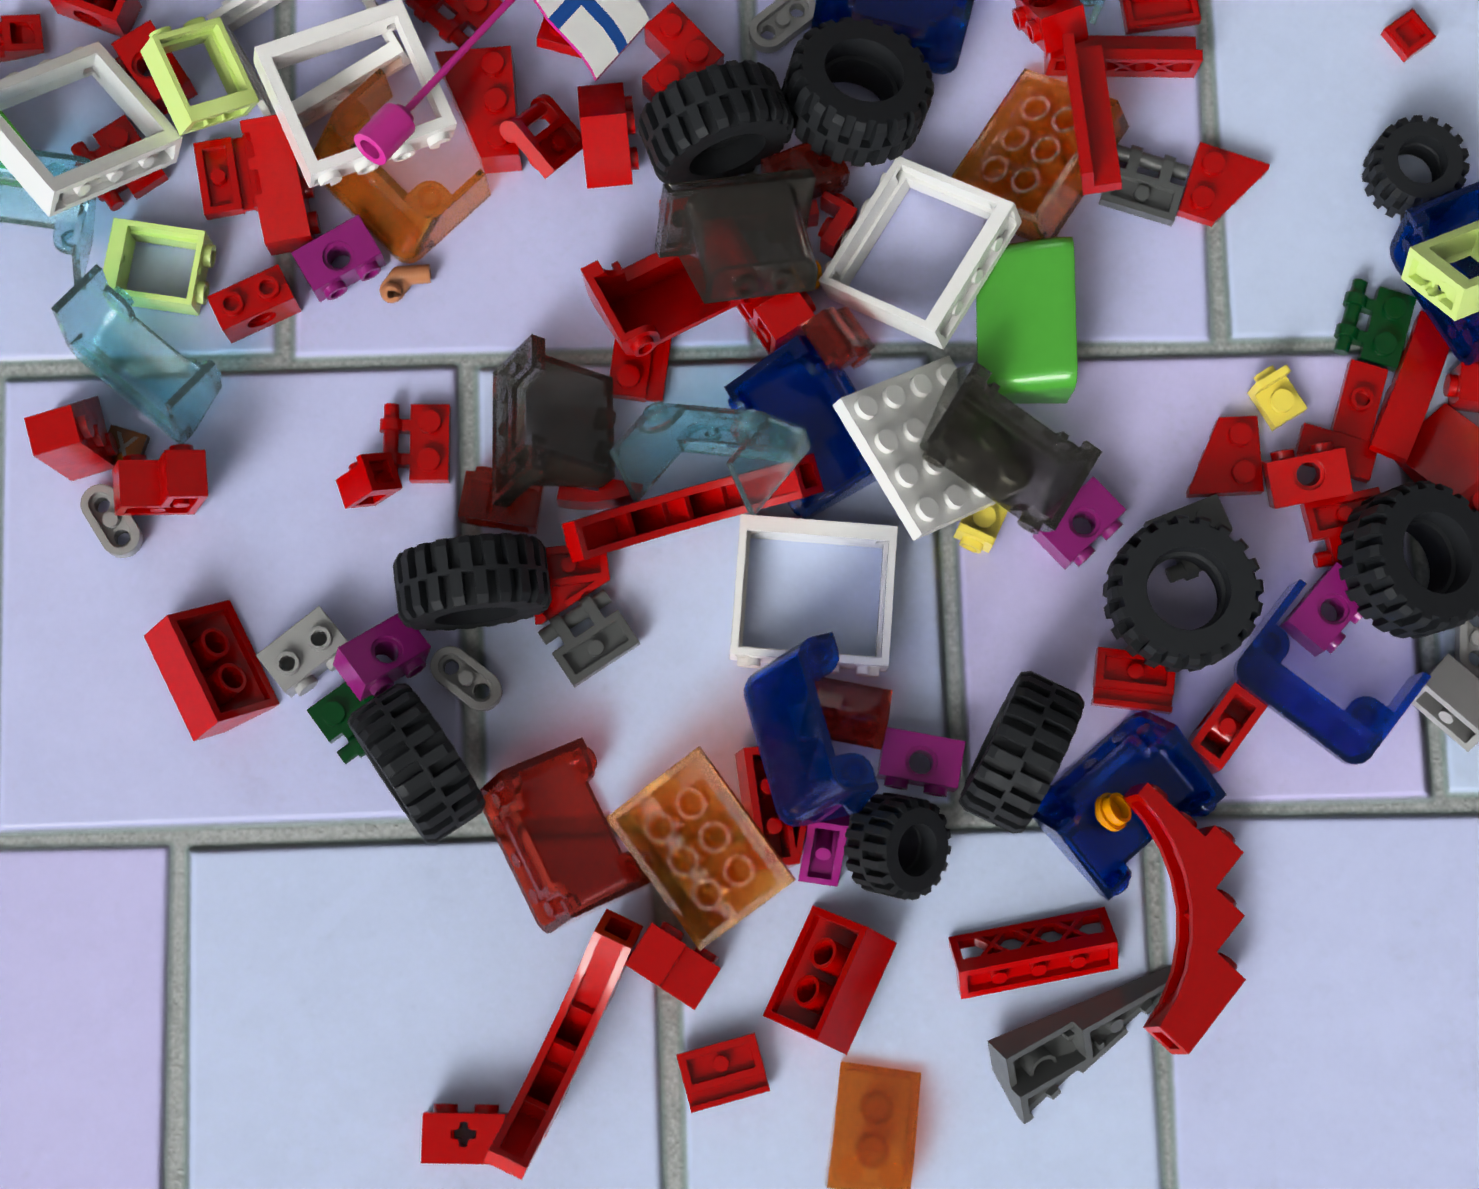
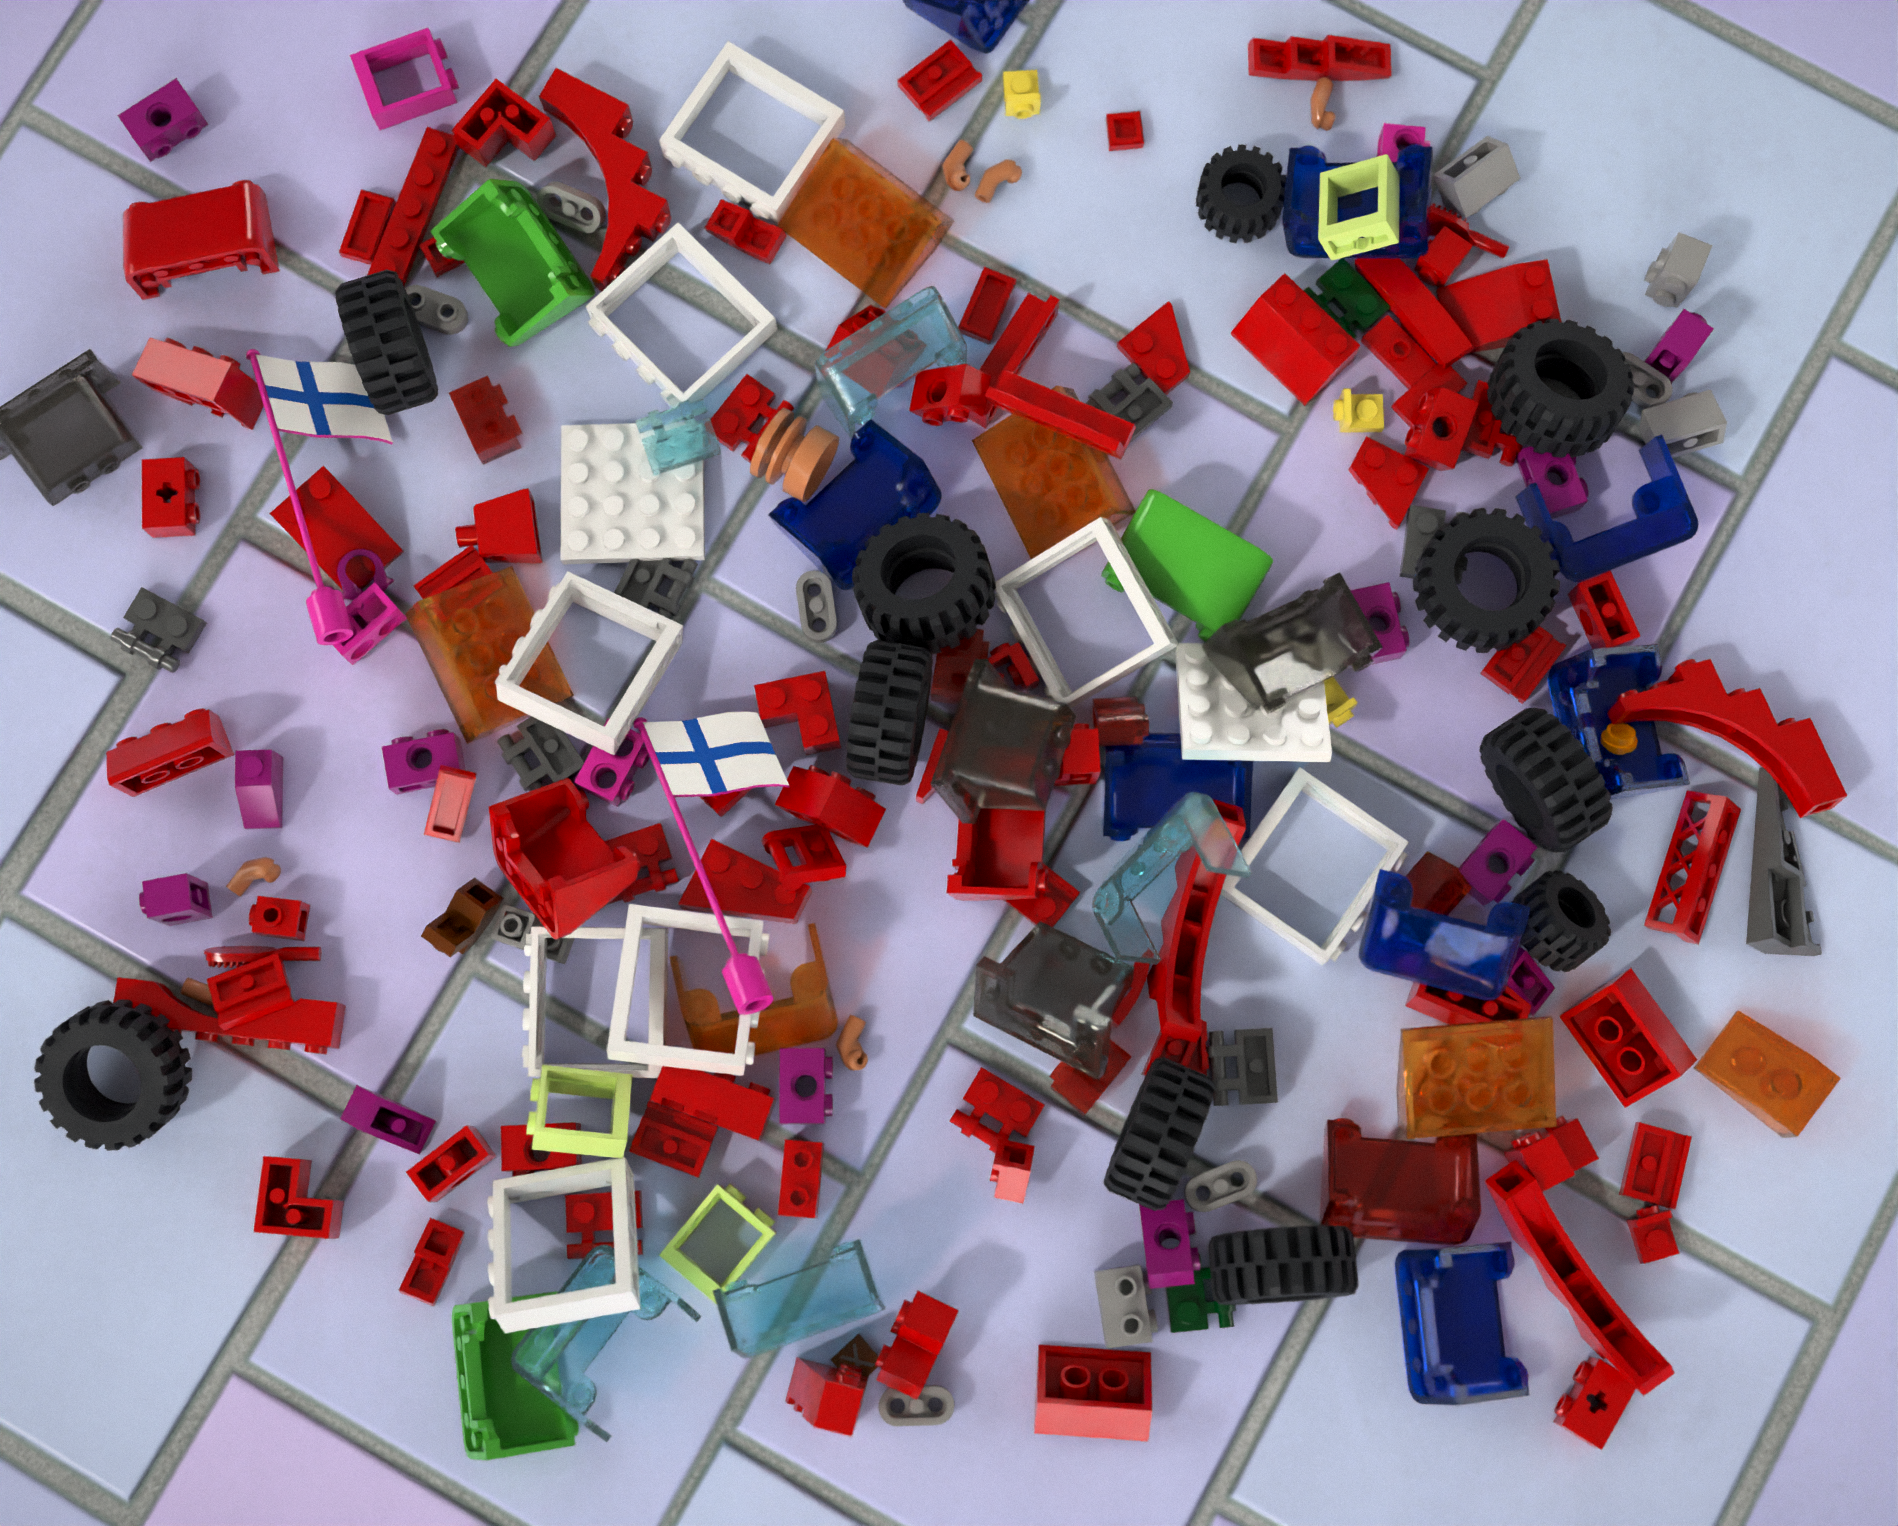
camera: 55 degrees left, 0 degrees up
(464, 968) = (1455, 1324): none -> clear blue windscreen
(656, 1107) = (1652, 1234): none -> red bracket
(1307, 298) = (1295, 339): none -> red slope

